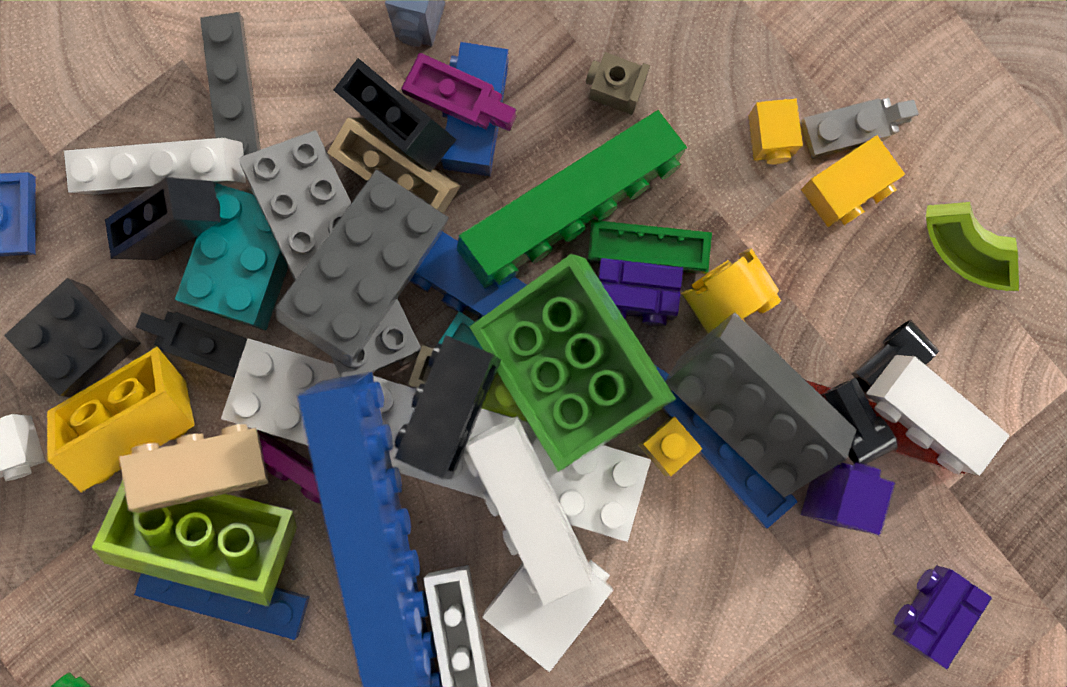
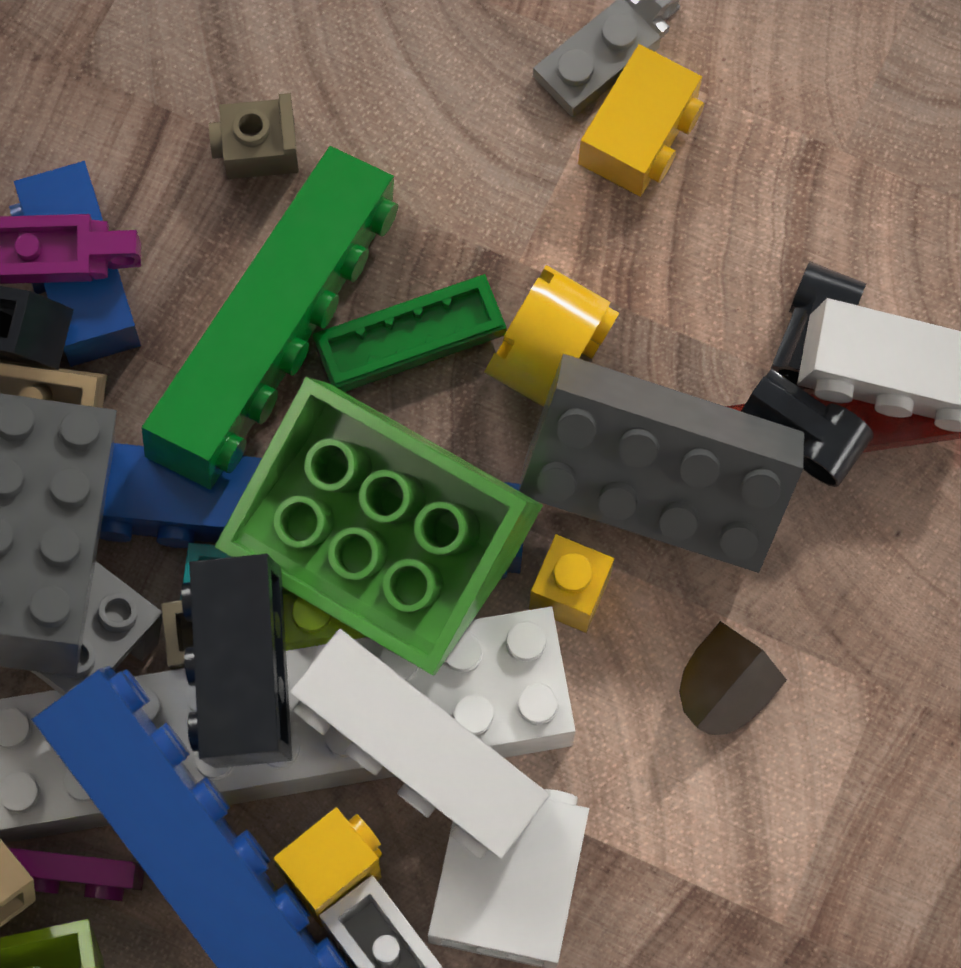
camera: 25 degrees left, 10 degrees down
(445, 549) = (330, 861): none -> yellow brick
(642, 289) = (430, 391): dark purple brick -> none
(731, 549) = (727, 682): none -> dark brown brick
(744, 481) = (671, 571): blue plate -> none
(775, 130) = (502, 102): yellow brick -> none
(849, 498) = (836, 525): dark purple brick -> none
(972, 249) = (839, 131): lime brick -> none

